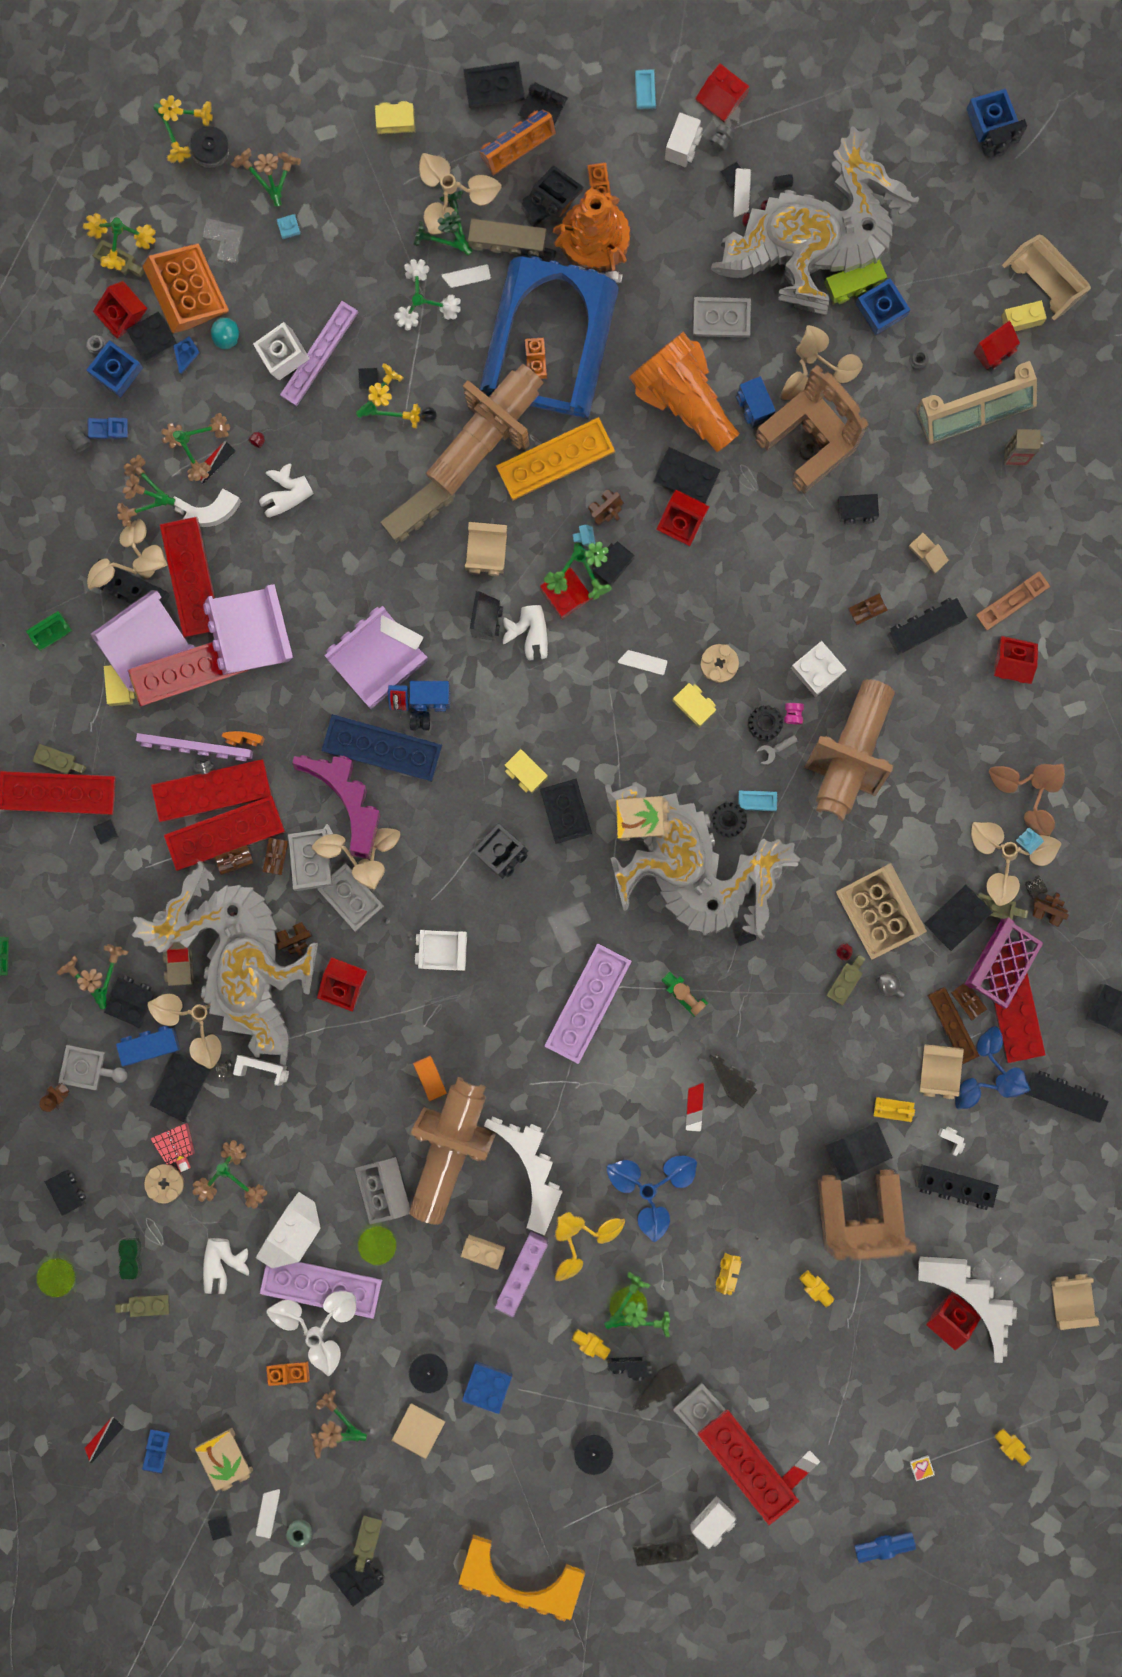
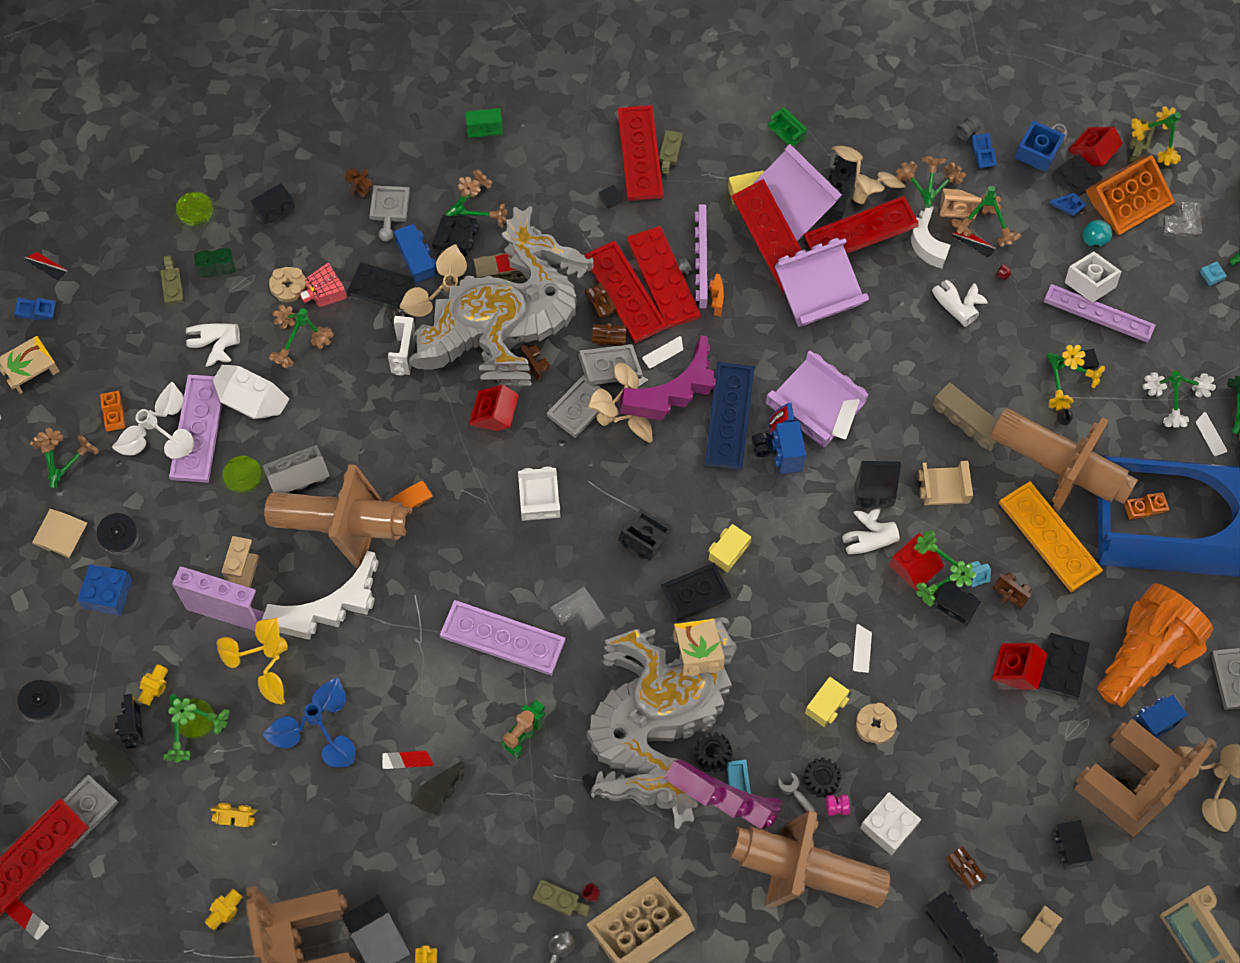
camera: 75 degrees right, 20 degrees down
(171, 469) = (958, 203): none -> light nougat slope
(299, 803) = (664, 352): none -> white sticker
(792, 813) = (735, 802): none -> magenta arch

